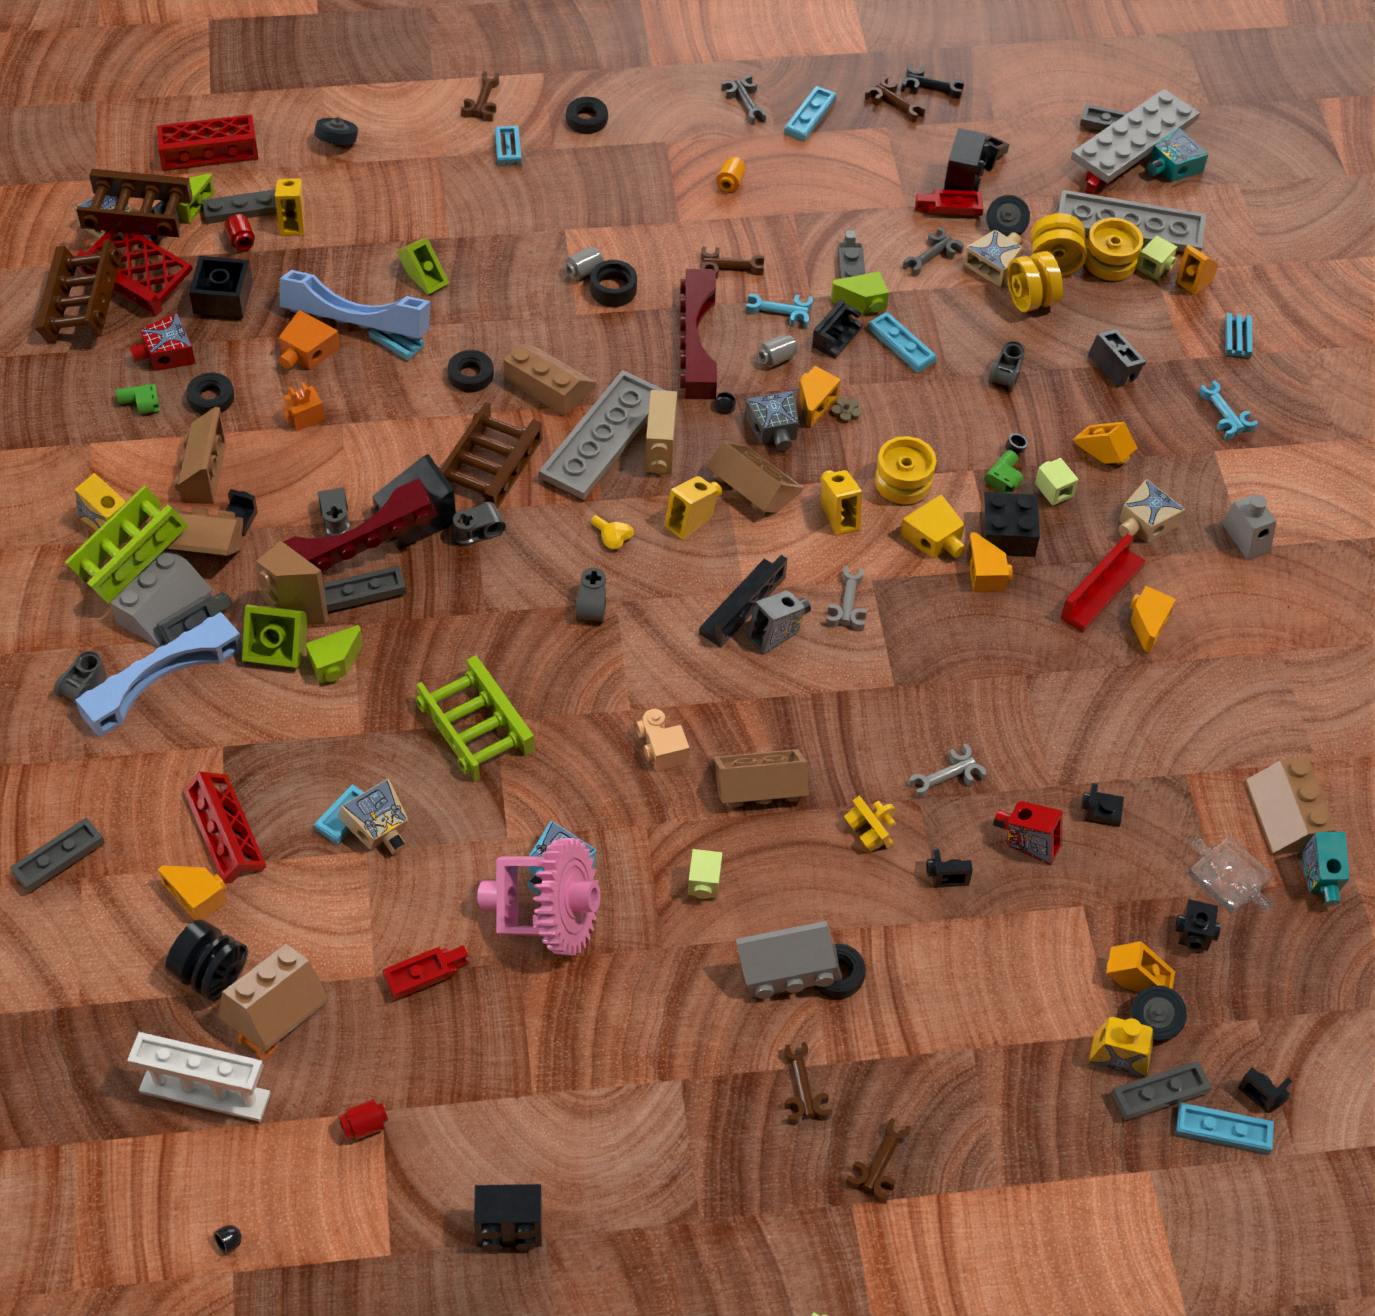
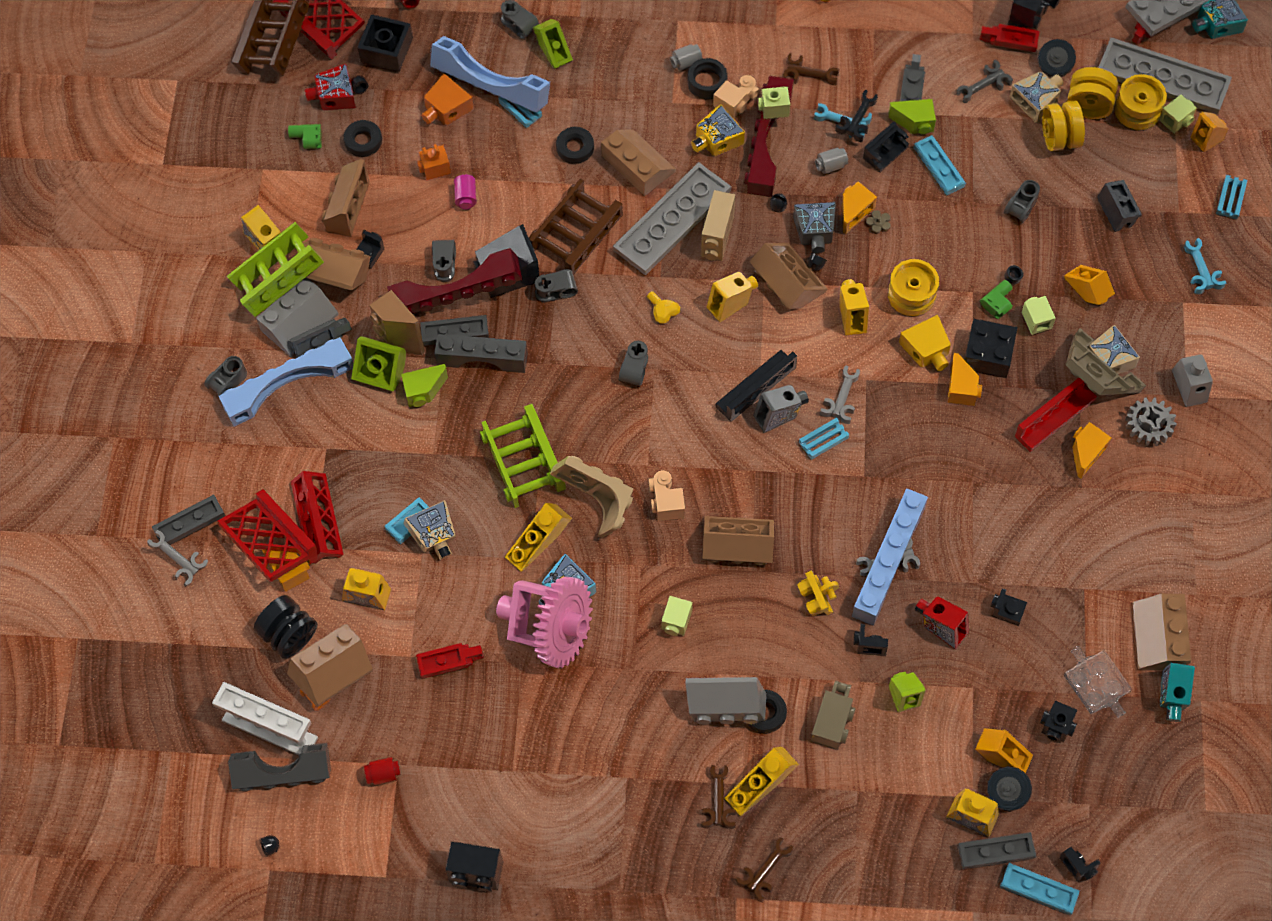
camera: 15 degrees right, 10 degrees up
(66, 911) = (189, 568): none -> light grey bar
(182, 841) = (286, 529): none -> red fence
(187, 1147) = (250, 771): none -> dark grey arch
(199, 333) = (363, 84): none -> black hinge
(304, 900) = (364, 587): none -> yellow torso
(347, 434) = (465, 191): none -> dark pink brick
(376, 245) = (517, 18): none -> dark grey piece
(430, 604) = (504, 353): none -> dark grey arch
(511, 808) = (538, 535): none -> yellow slope
(587, 738) = (608, 491): none -> tan bracket
(639, 337) = (718, 133): none -> torso
(649, 300) = (735, 98): none -> light nougat brick
(700, 293) = (774, 102): none -> yellowish green brick
(784, 457) = (819, 261): none -> black hinge
(795, 312) = (855, 127): none -> black bar
(831, 642) = (821, 430): none -> medium azure tile
(852, 1053) = (761, 780): none -> yellow slope
(924, 964) = (833, 716): none -> dark tan brick
(948, 769) = (889, 557): none -> light blue arch
(1007, 918) = (906, 691): none -> lime slope
(1145, 533) = (1095, 372): none -> dark tan wing
(1214, 578) = (1149, 429): none -> light grey gear

